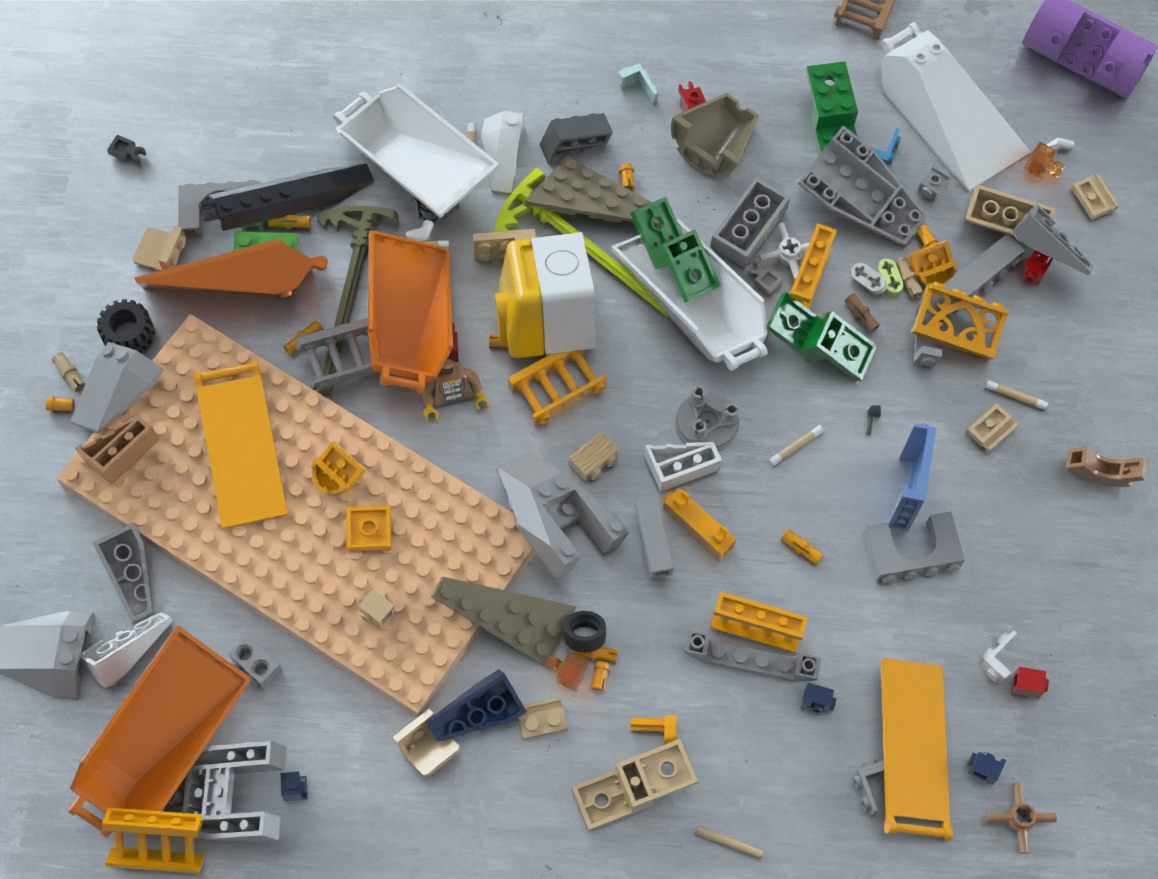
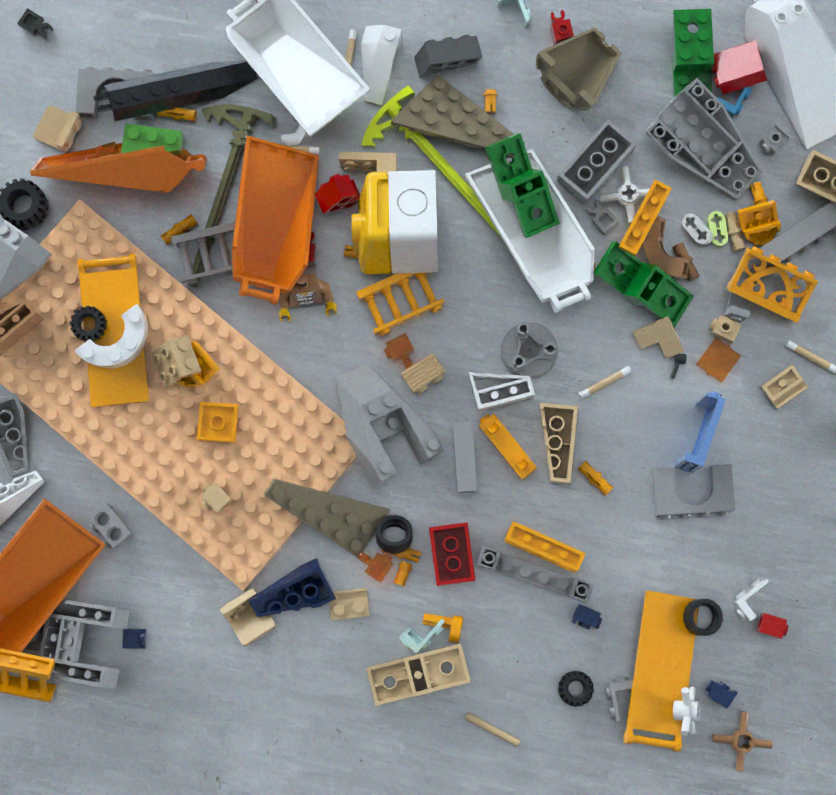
camera: 15 degrees right, 15 degrees up
(205, 426) = (85, 312): none -> black tyre
(251, 462) = (125, 349): none -> white brick
(313, 463) = (175, 360): none -> tan bracket
(476, 279) = (337, 194): none -> red brick
(564, 434) = (399, 349): none -> clear orange brick
(621, 749) = (415, 642): none -> light aqua bracket
(654, 645) = (452, 554): none -> red brick
(756, 505) = (560, 435): none -> tan wedge
(819, 768) = (587, 691): none -> black tyre
(849, 384) = (662, 332): none -> tan tile
(852, 313) = (656, 254): none -> medium nougat arch
(884, 115) = (738, 67): none -> brick
(915, 408) = (718, 360): none -> clear orange piece
(917, 375) = (724, 329): none -> tan brick
(952, 787) = (687, 711): none -> white bar
(963, 675) = (717, 617): none -> black tyre

